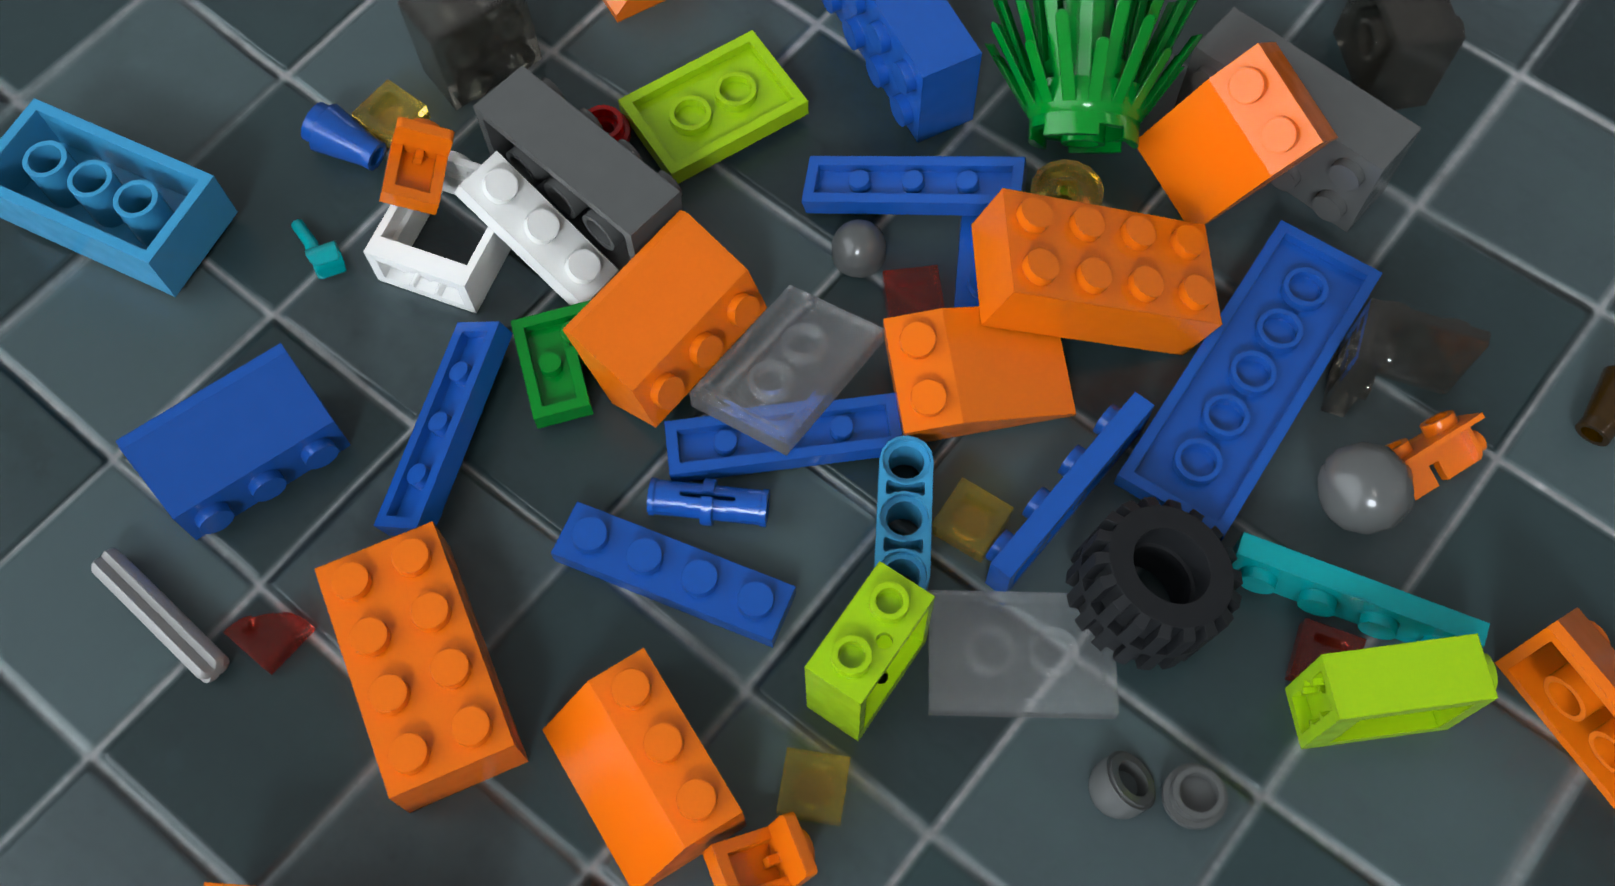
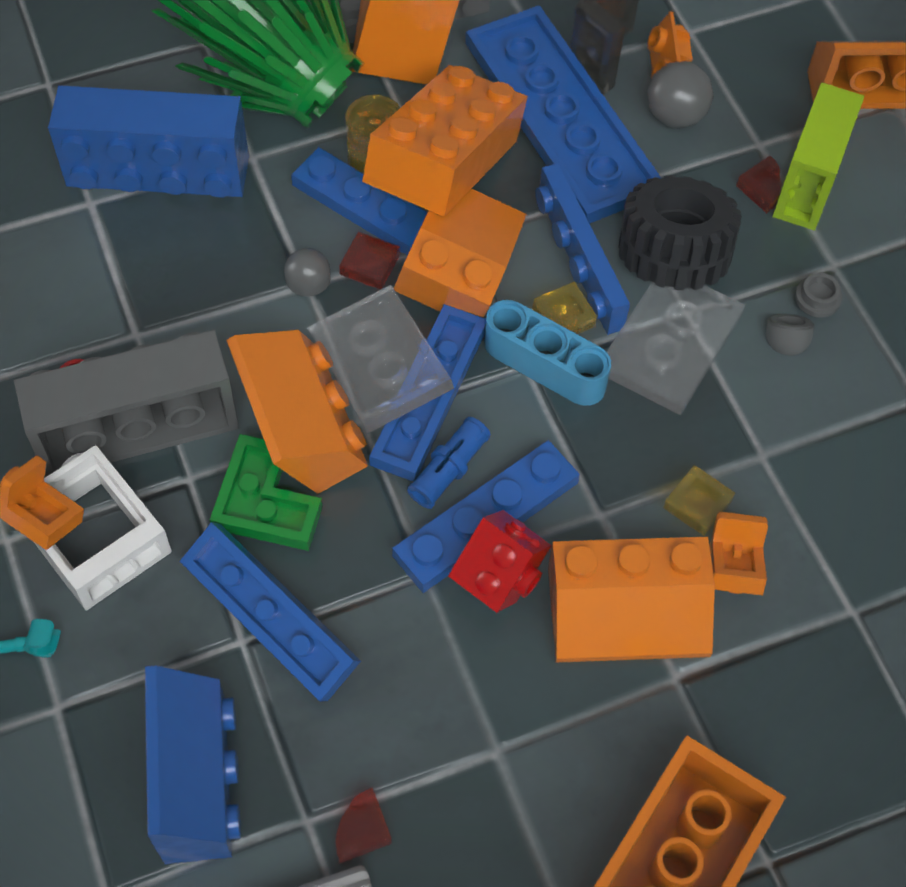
camera: 65 degrees left, 5 degrees down
(419, 668) = (464, 712): orange brick -> none
(535, 230) = (147, 459): white plate -> none
(604, 609) = (500, 561): none -> red head
(713, 107) = (116, 295): lime plate -> none
(872, 637) = (629, 394): lime window -> none
(909, 184) = (290, 207): blue plate -> none
(1333, 591) = (750, 139): teal plate -> none

